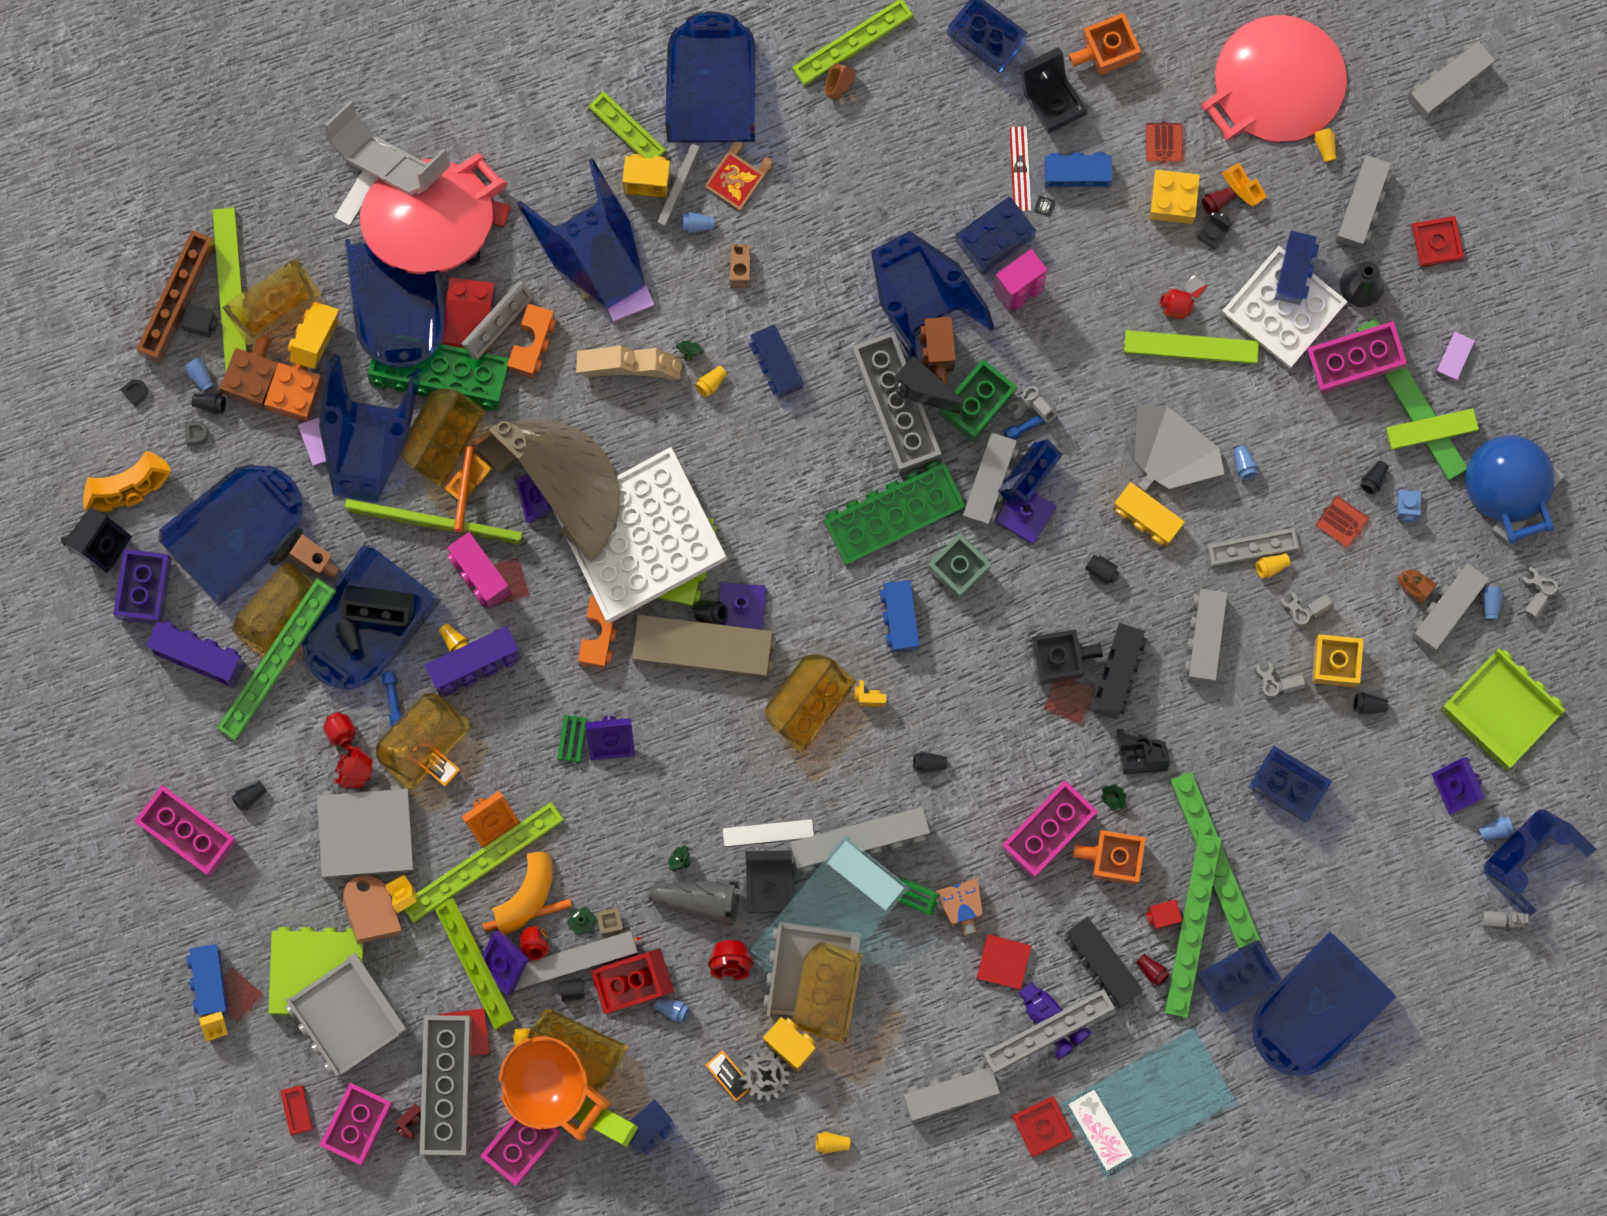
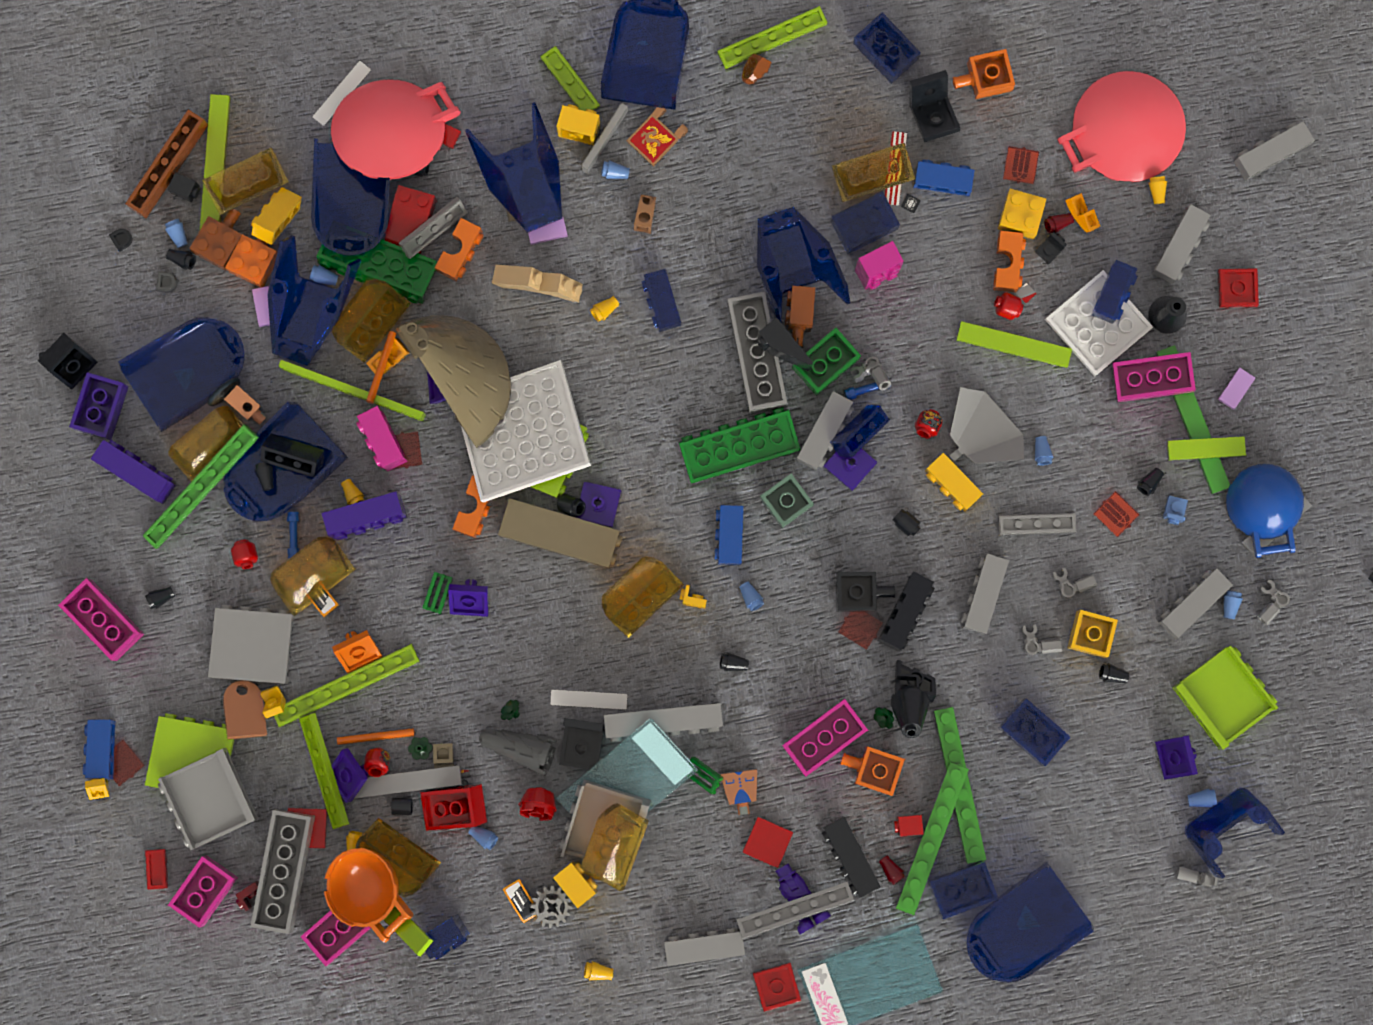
camera: 10 degrees right, 5 degrees up
(127, 487) = (99, 319): light orange brick -> none
(353, 768) = (249, 589): red cone -> none
(378, 396) = (323, 276): none -> medium blue cone
(379, 157) = (357, 72): light grey windscreen -> none
(529, 898) = (379, 722): light orange brick -> none
(689, 349) = (590, 278): dark green plant -> none
(938, 685) = (751, 597): none -> medium blue cone
(995, 176) = (873, 172): none -> clear yellow windscreen
(1108, 452) = (928, 423): none -> red head
(1142, 779) = (910, 709): none -> black cone
(1168, 235) = (1011, 245): none -> orange arch
(1269, 566) = (1048, 543): yellow cone -> none
(1416, 585) = (1170, 579): dark orange rock -> none

